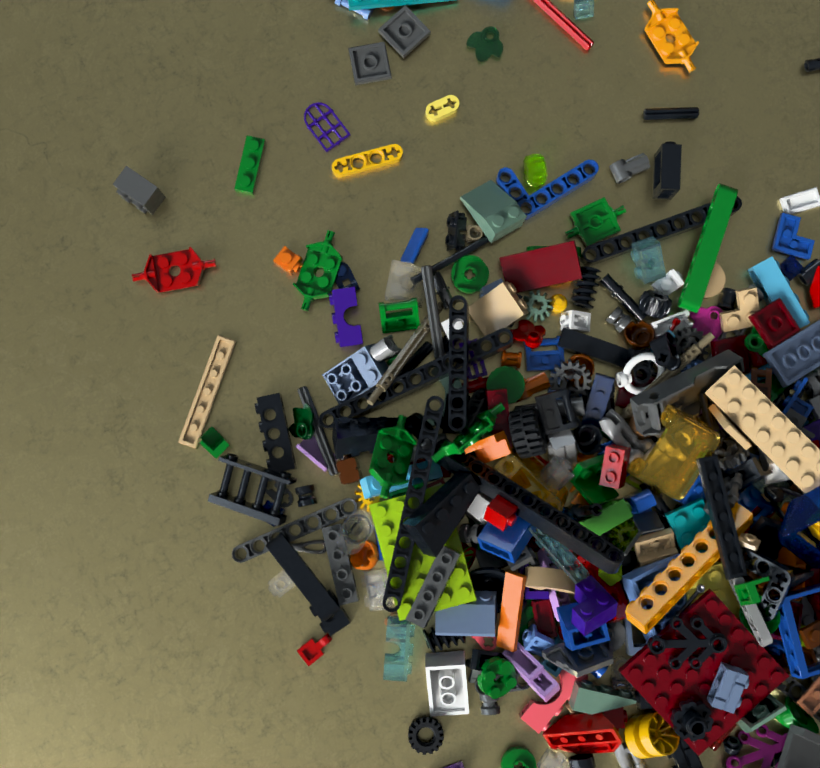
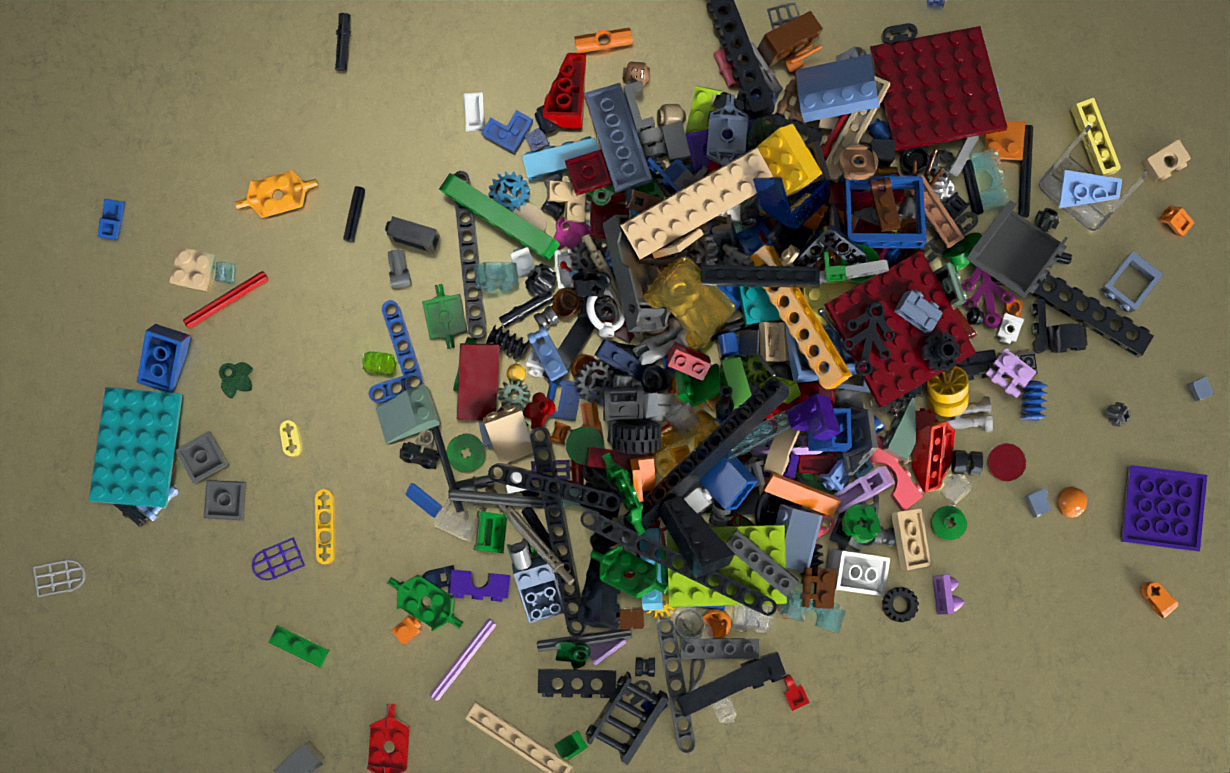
camera: 75 degrees left, 0 degrees up
(272, 320) = (463, 659): none -> lavender axle
(422, 654) = (824, 588): none -> reddish brown plate
(492, 731) = (911, 539): none -> tan plate
(501, 513) = (707, 481): red brick -> none
(585, 328) = (548, 354): none -> medium blue plate
(741, 257) = (516, 187): none -> dark azure gear

